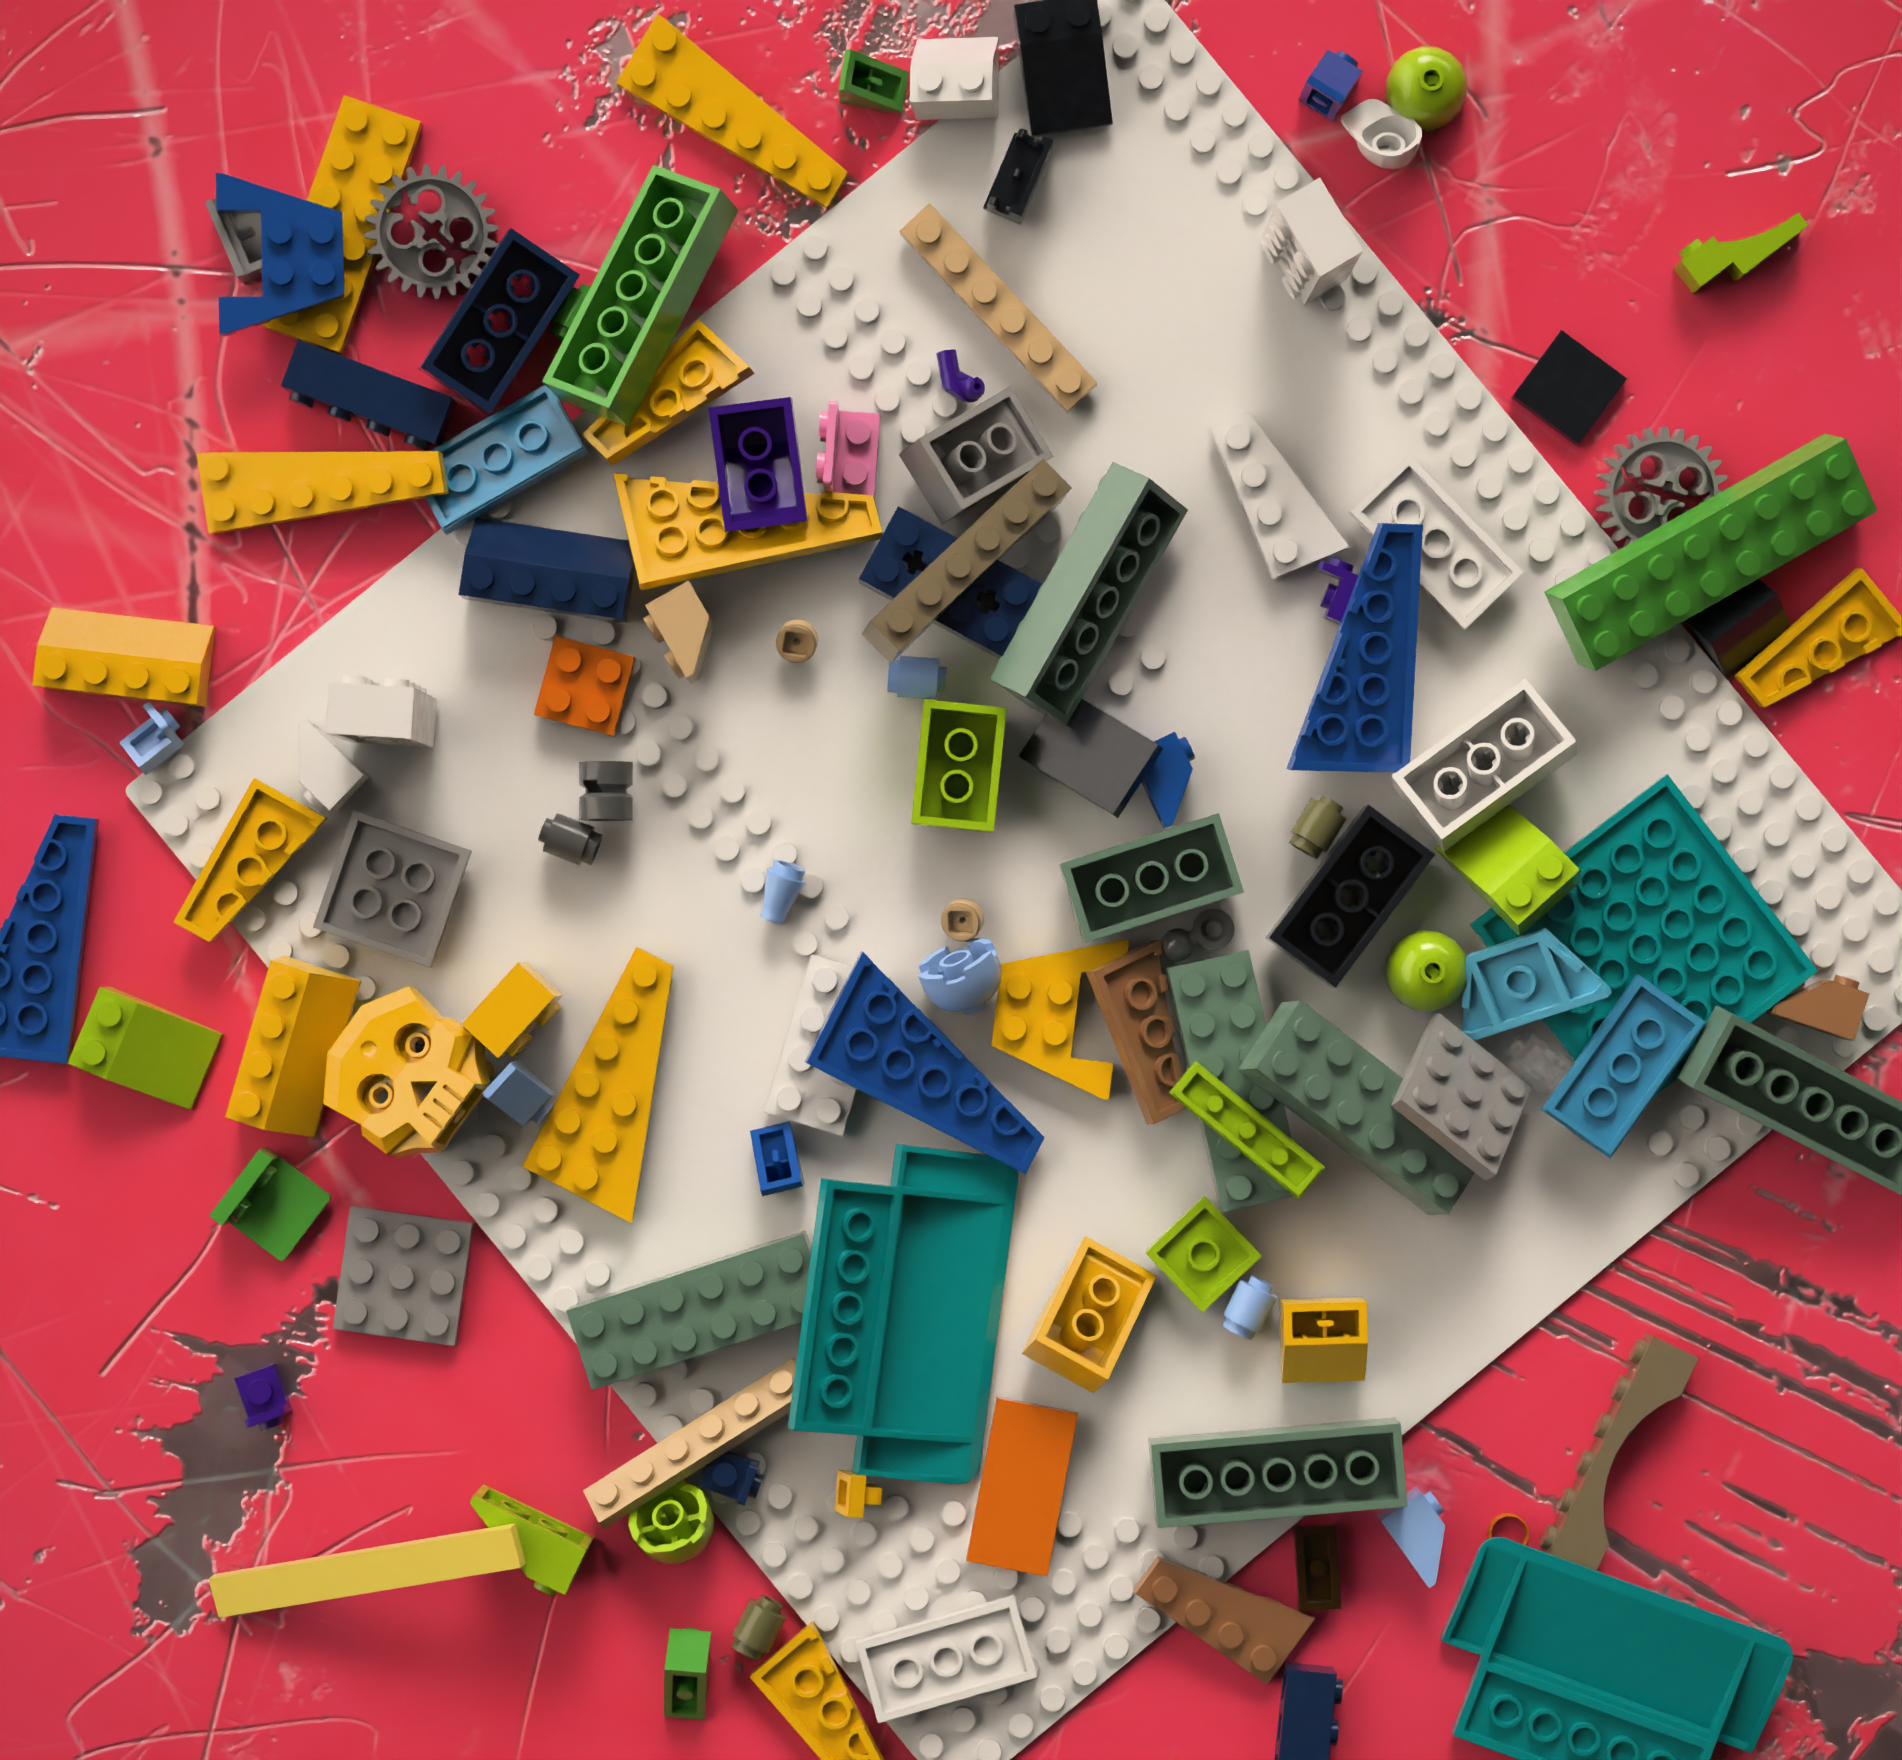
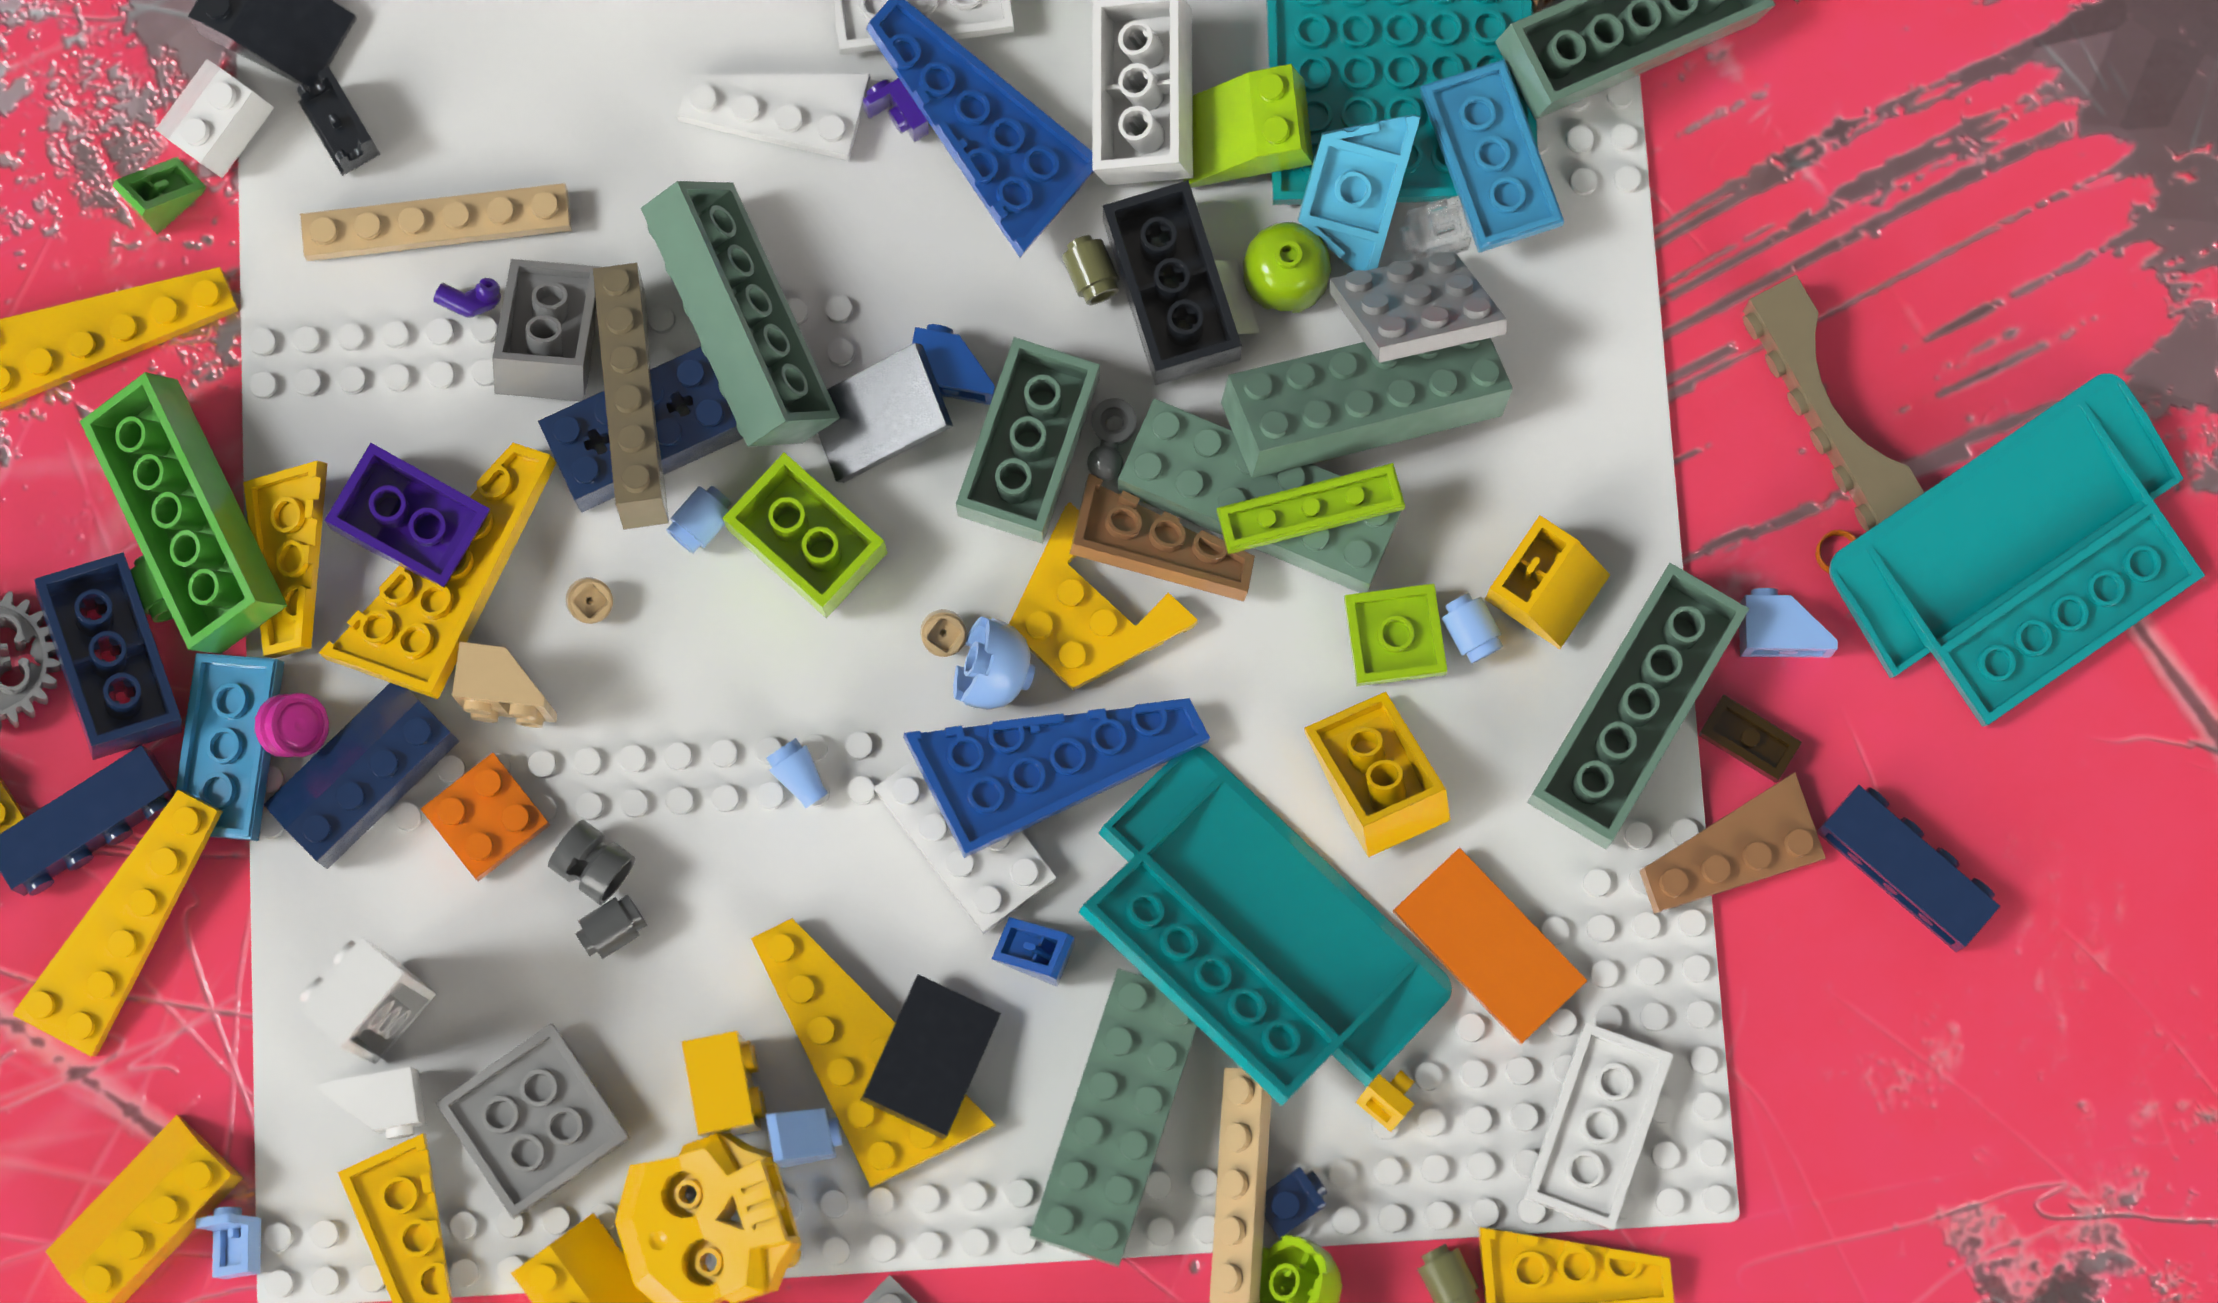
camera: 50 degrees left, 10 degrees down
(545, 497) = (291, 725): none -> dark pink wheel
(644, 1142) = (930, 1056): none -> black tile
(850, 451) = (460, 434): bright pink bracket -> none
(1377, 949) = (1237, 296): none -> white sticker

